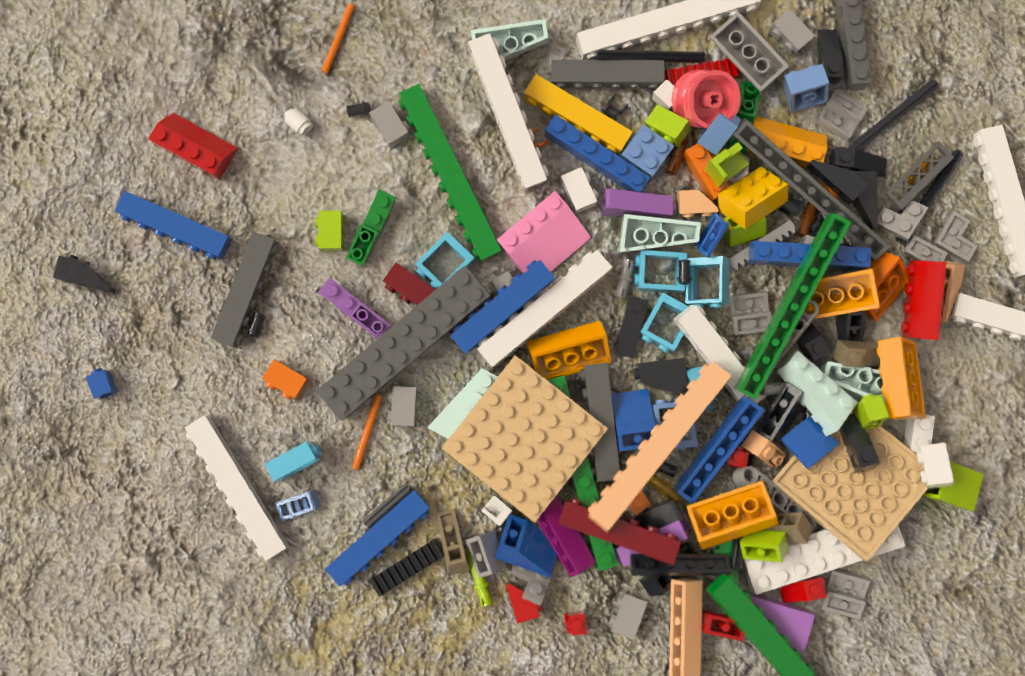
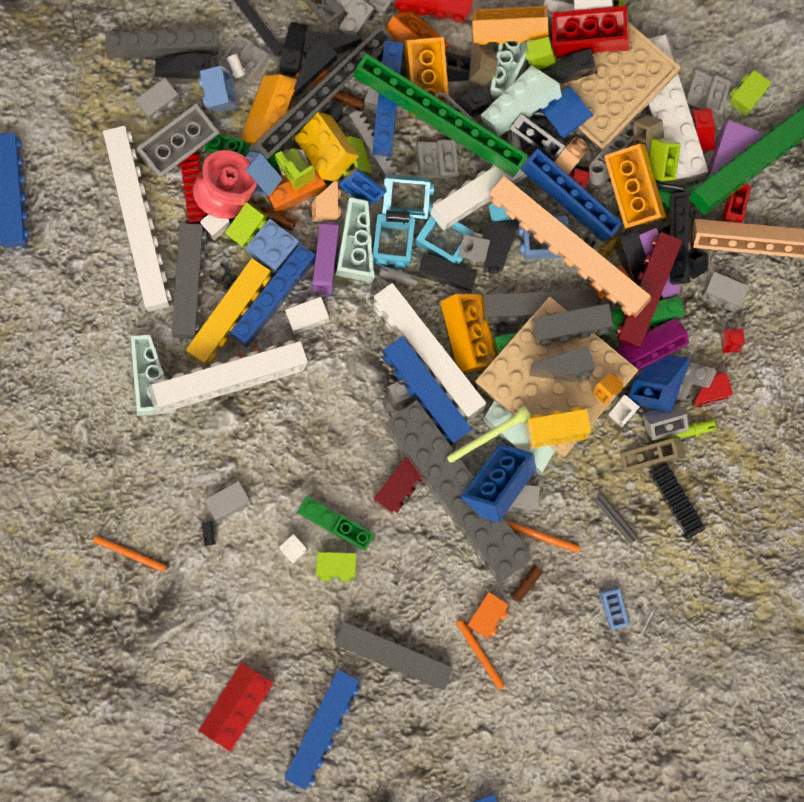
camera: 90 degrees left, 5 degrees down
(237, 487) = (594, 668): white brick -> none
(248, 375) = (480, 654): none -> orange bar
(255, 325) = (430, 646): black pin -> none
(293, 461) = (571, 606): medium azure window -> none
(298, 121) = (217, 596): white brick -> none
(318, 417) = (526, 584): none -> reddish brown pin
(346, 190) = (293, 549): none -> white panel
(354, 308) = (418, 543): medium lavender slope -> none
(377, 538) = (648, 527): blue brick -> none
(412, 383) = (500, 482): none -> blue slope
(450, 174) = (282, 442): green brick -> none
(455, 246) = (358, 439): medium azure window -> none
(465, 437) = (557, 428): none -> yellow brick
(477, 401) = (521, 416): none -> yellowish green piece
(510, 490) = (608, 388): none -> light orange slope
(530, 448) = (567, 366): none -> dark grey slope
(544, 234) = (352, 352): bright pink slope -> none
(576, 450) = (572, 324): none -> dark grey brick
(632, 418) = (539, 274): blue slope -> none
(657, 351) = (474, 247): none -> light grey brick
(667, 56) = (173, 234): black axle -> none
(814, 229) = (359, 92): black piece -> none
(833, 105) = (236, 66): none -> white pin
(849, 640) = (750, 92): none -> lime brick
(902, 463) = (590, 29): none -> red slope

